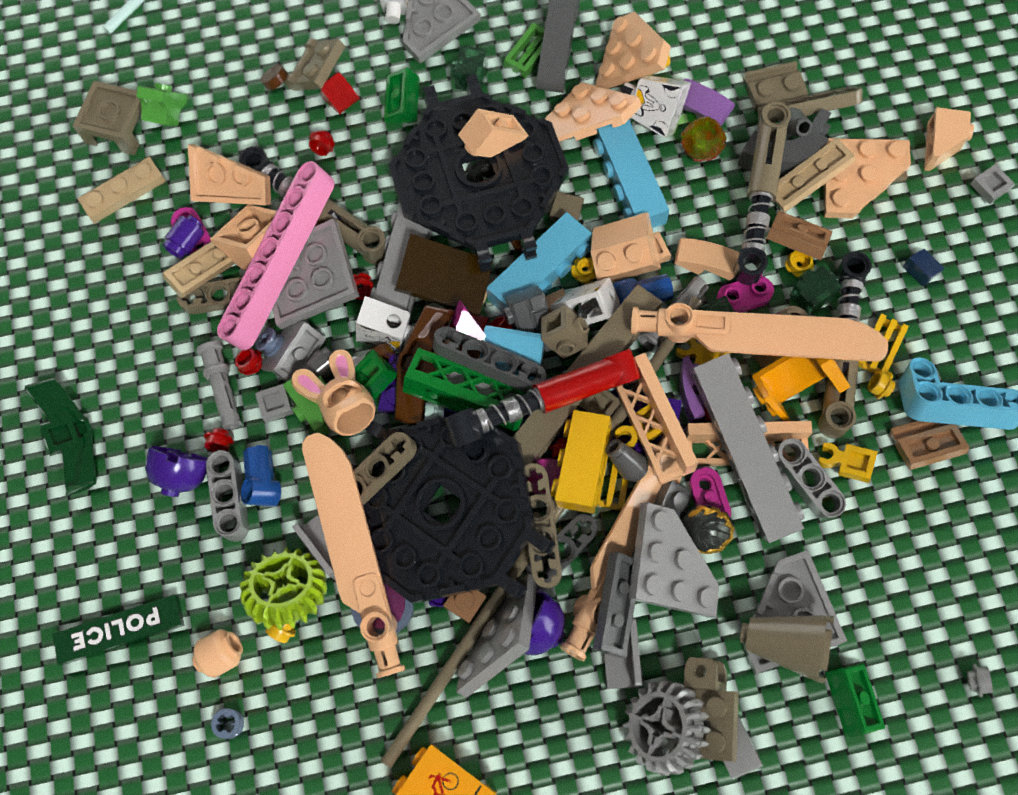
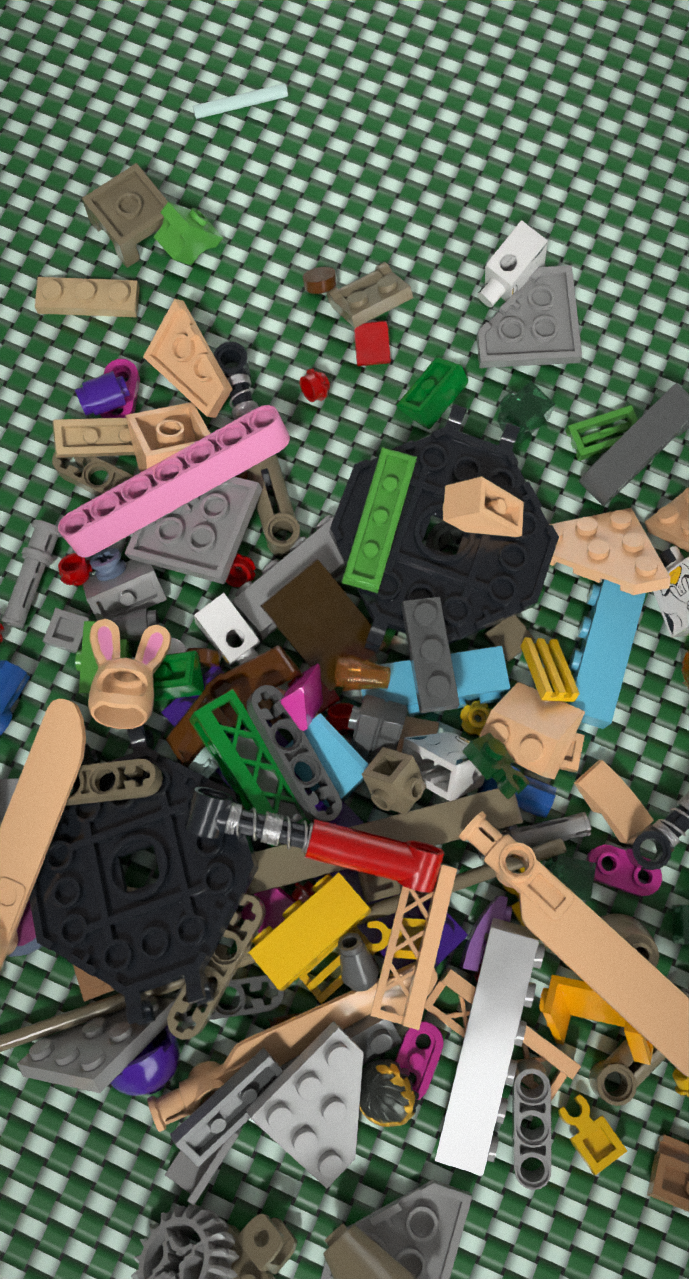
camera: 30 degrees right, 5 degrees up
(431, 185) = (379, 520): none -> bright green tile
(491, 287) = (360, 674): none -> clear orange cone
(527, 241) = (430, 655): none -> dark grey plate
(607, 206) = (555, 670): none -> yellow tile
(614, 275) = (493, 761): none -> dark green plate

